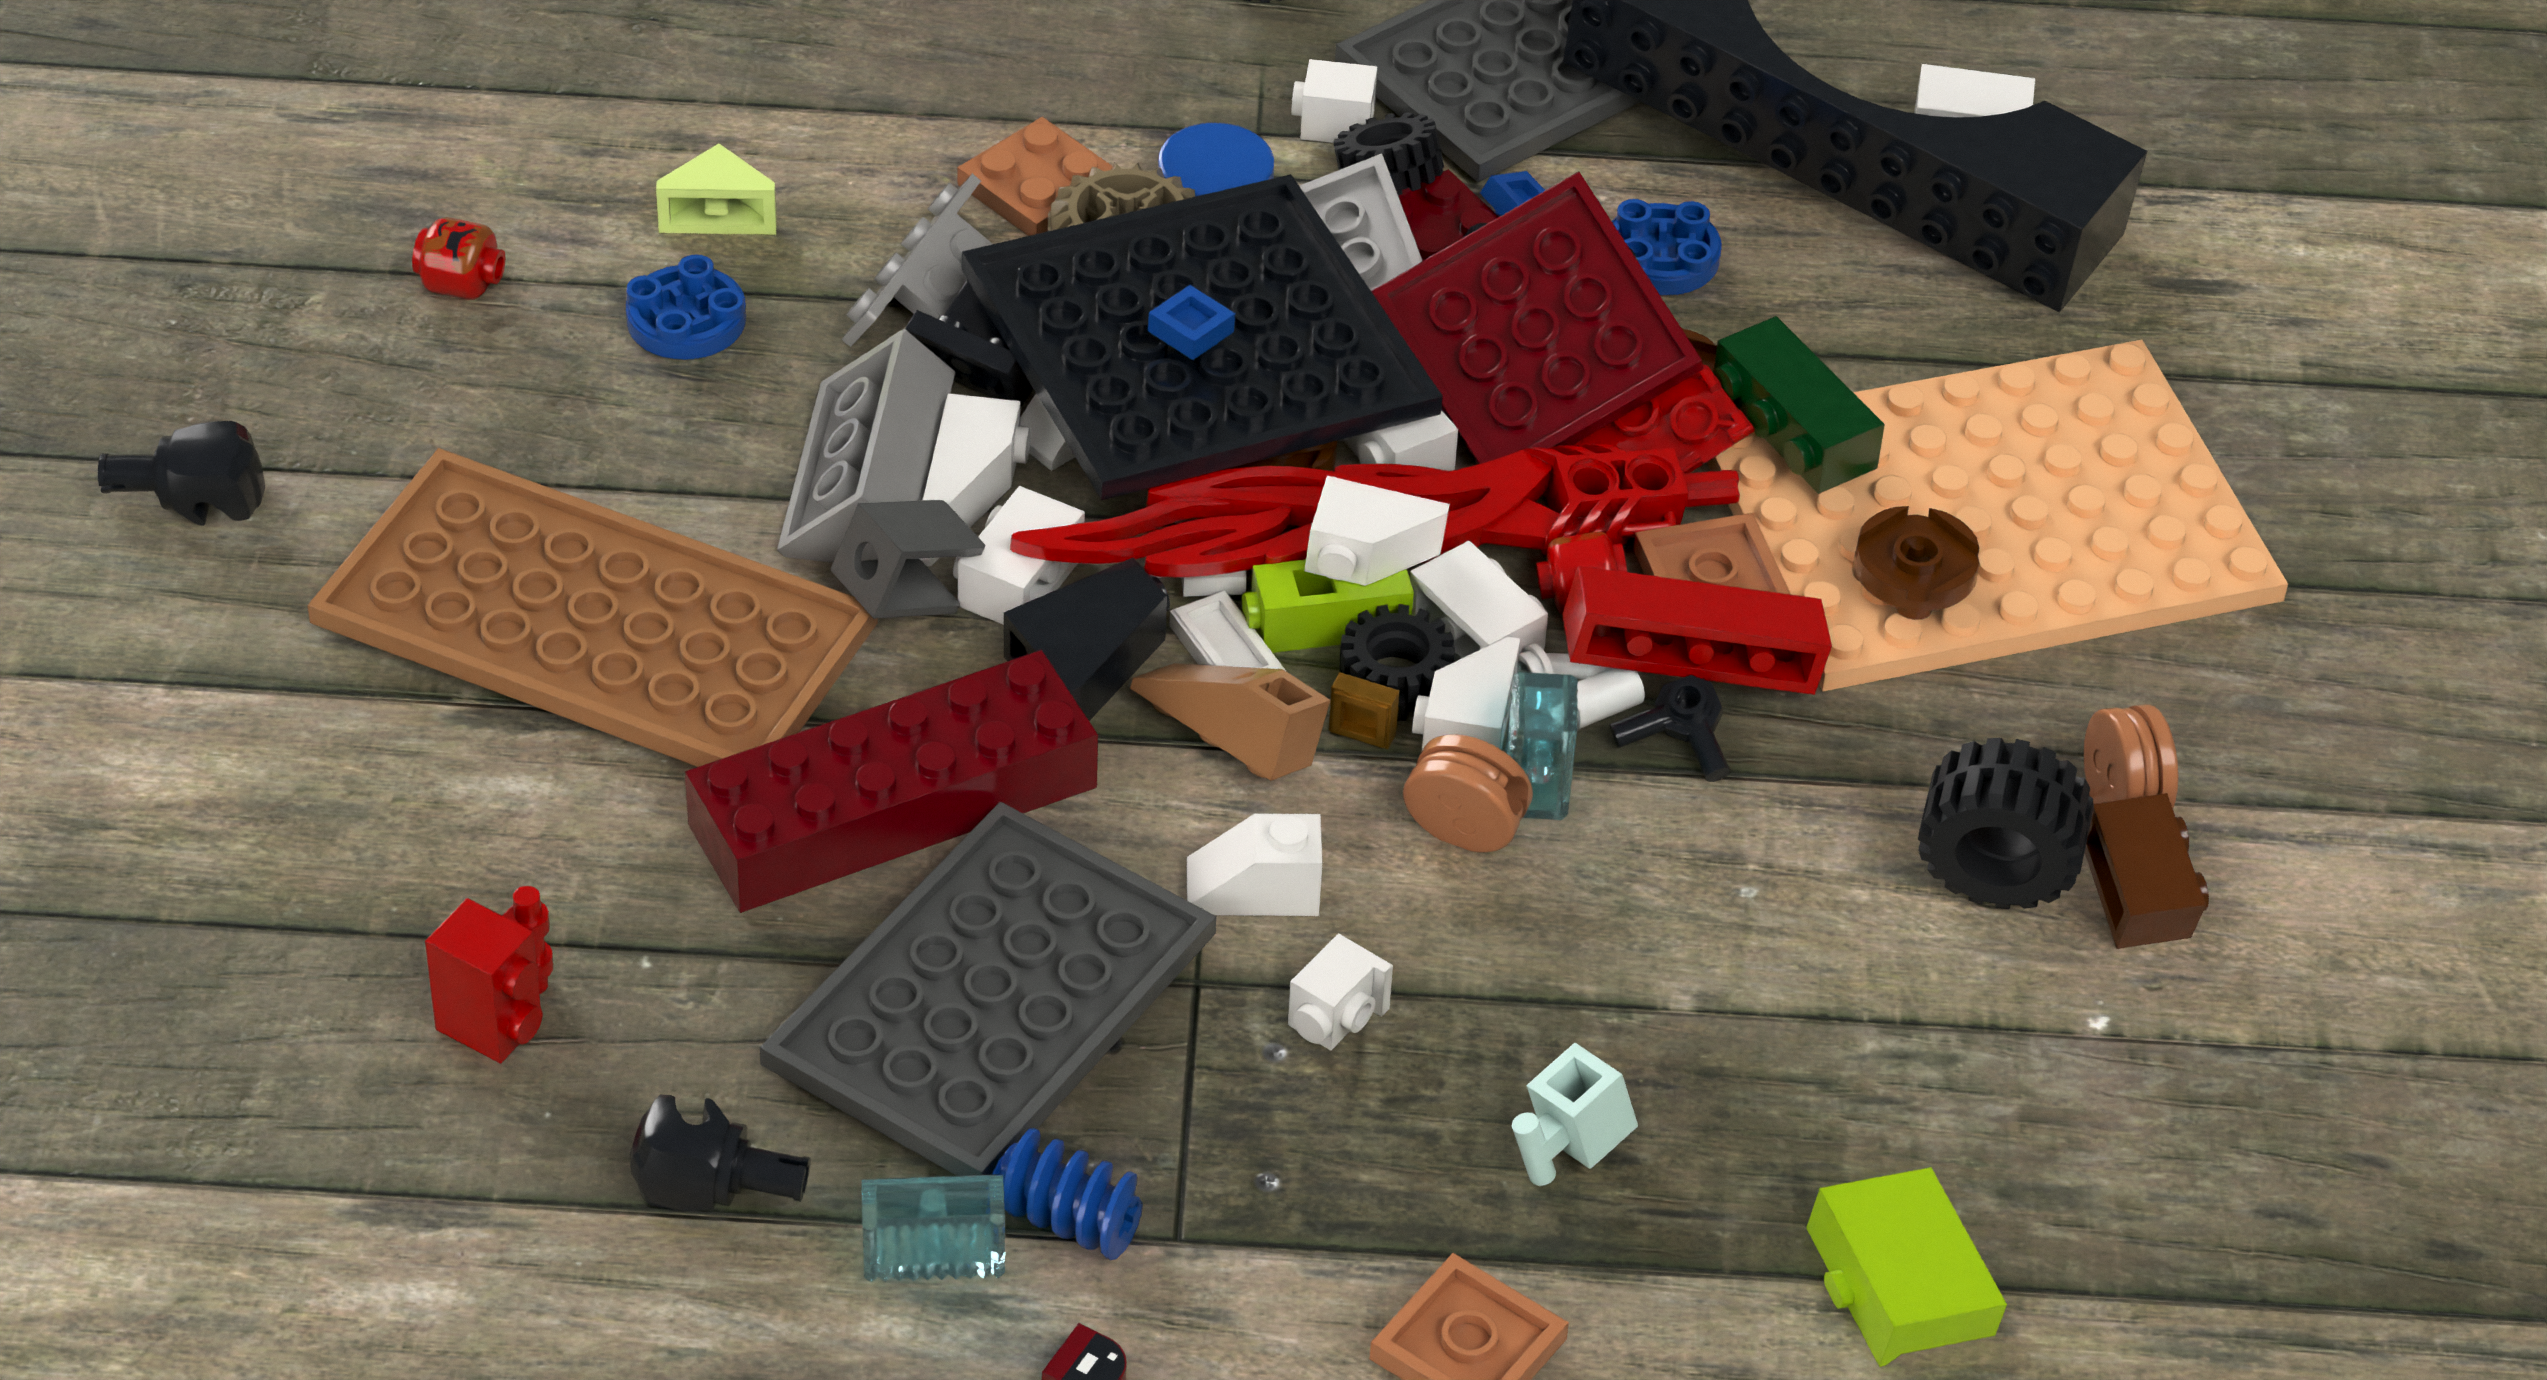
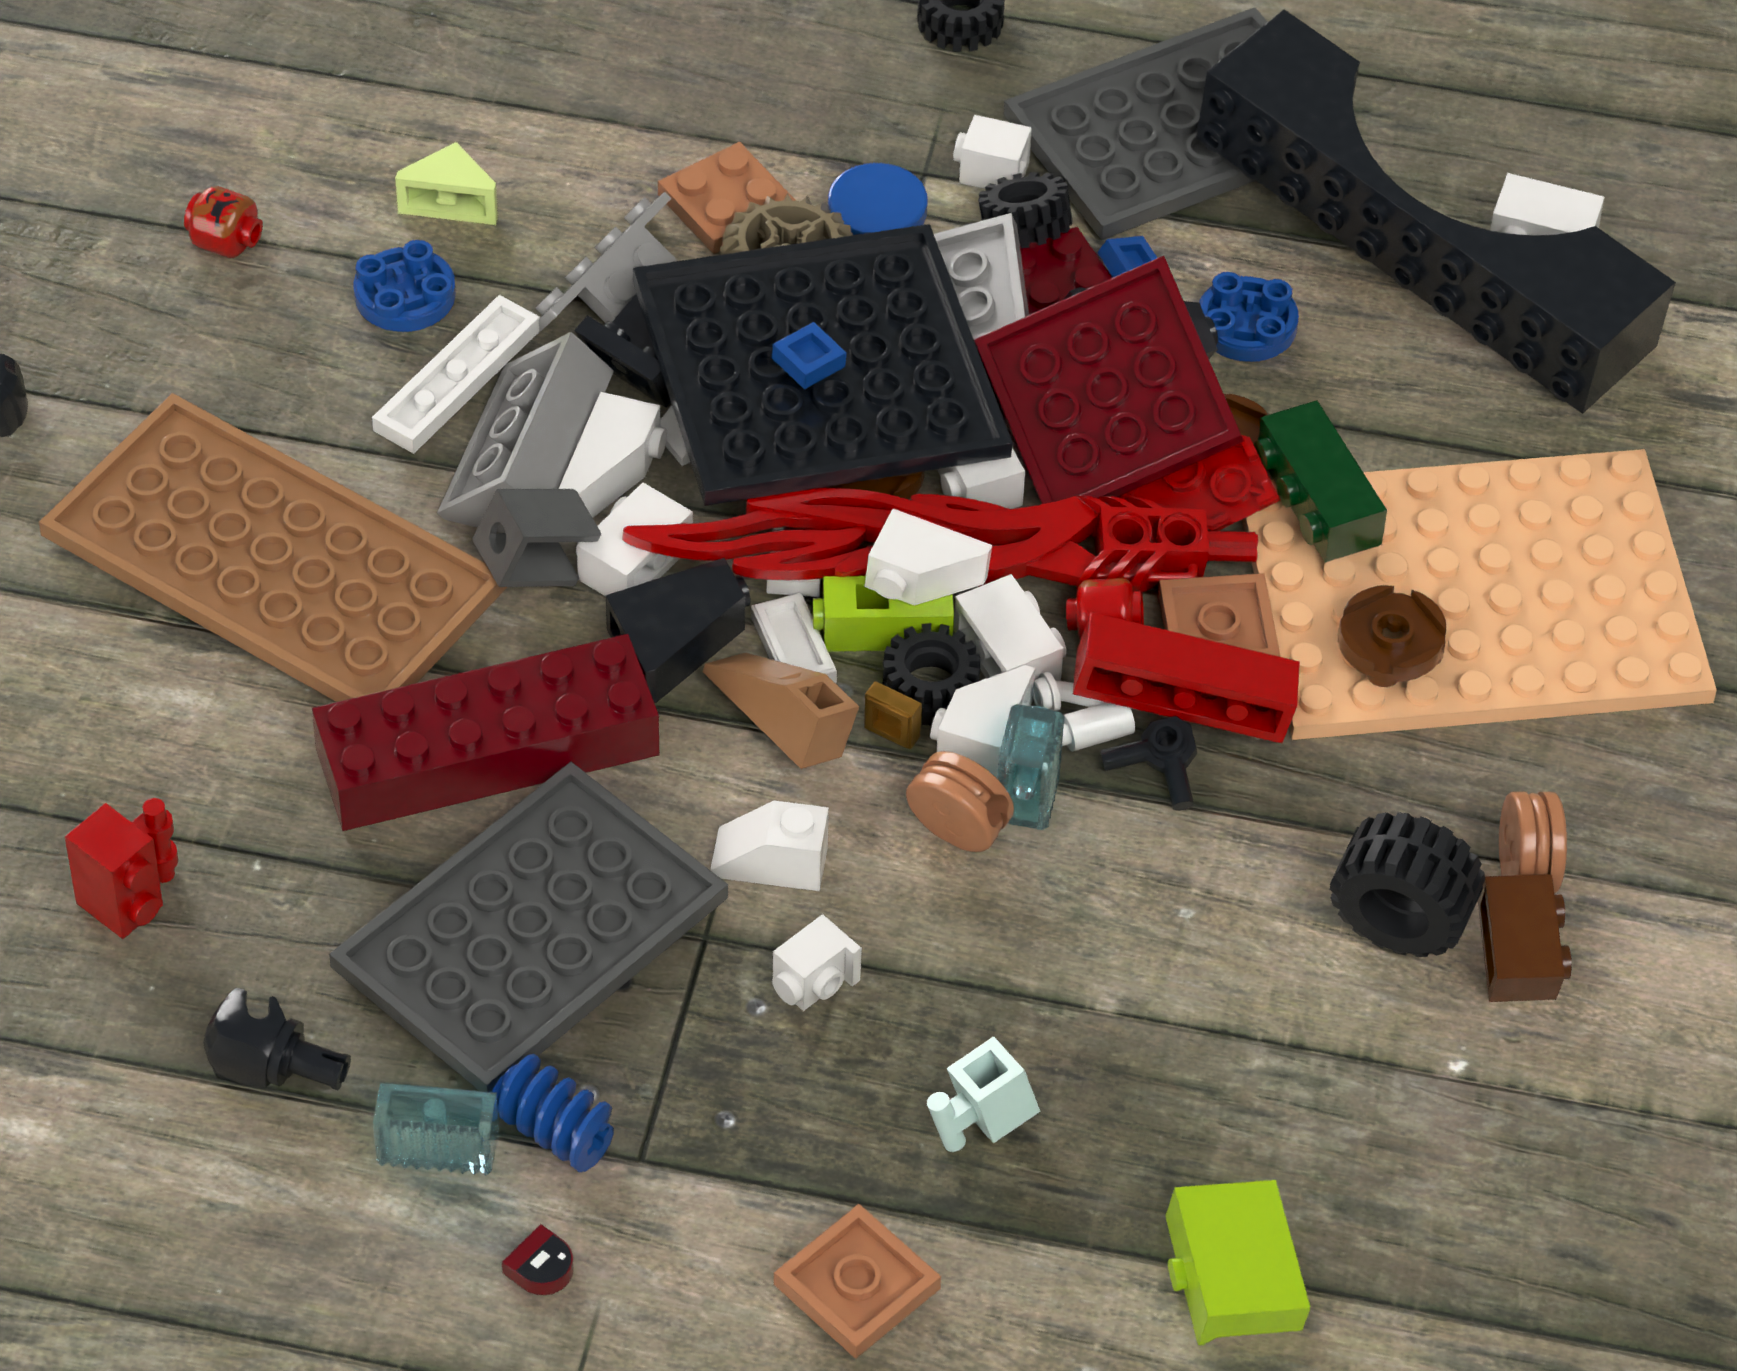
camera: 10 degrees right, 5 degrees up
(768, 396) = (456, 374): none -> white plate

